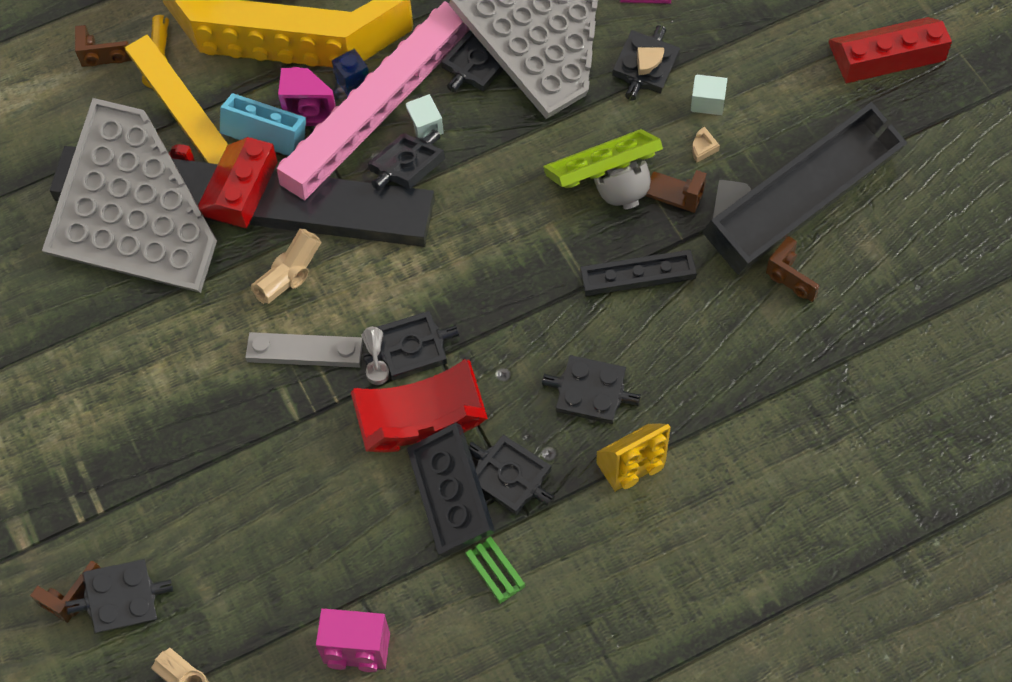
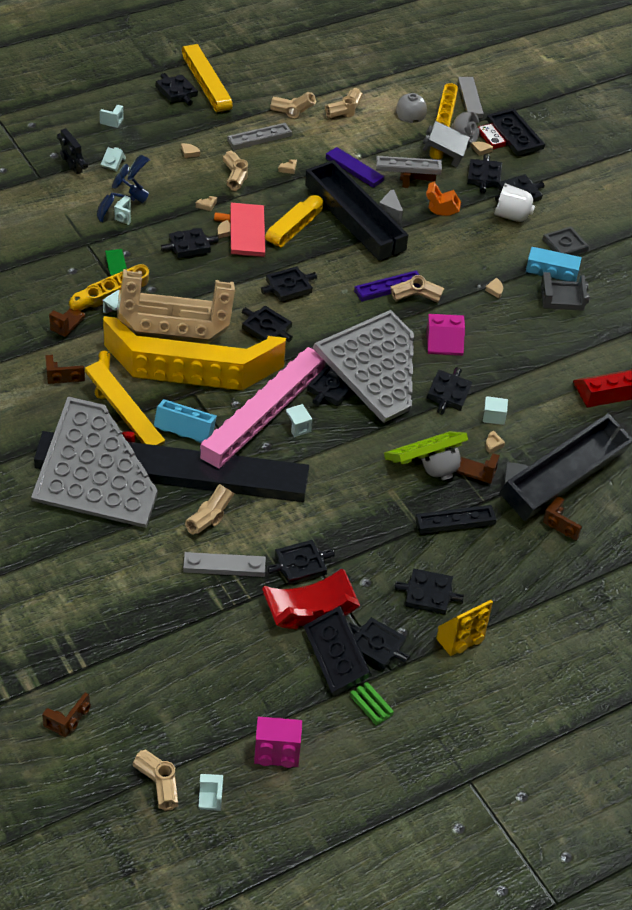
camera: 10 degrees left, 15 degrees down
(119, 596) = (105, 716): black plate -> none
(239, 182) = (172, 454): red slope -> none
(305, 95) = (217, 401): dark pink slope -> none
(350, 70) = (244, 389): clear blue brick -> none
(376, 371) = (278, 576): light grey piece -> none
(406, 160) = (288, 445): black plate -> none
(648, 59) = (452, 386): tan tile -> none

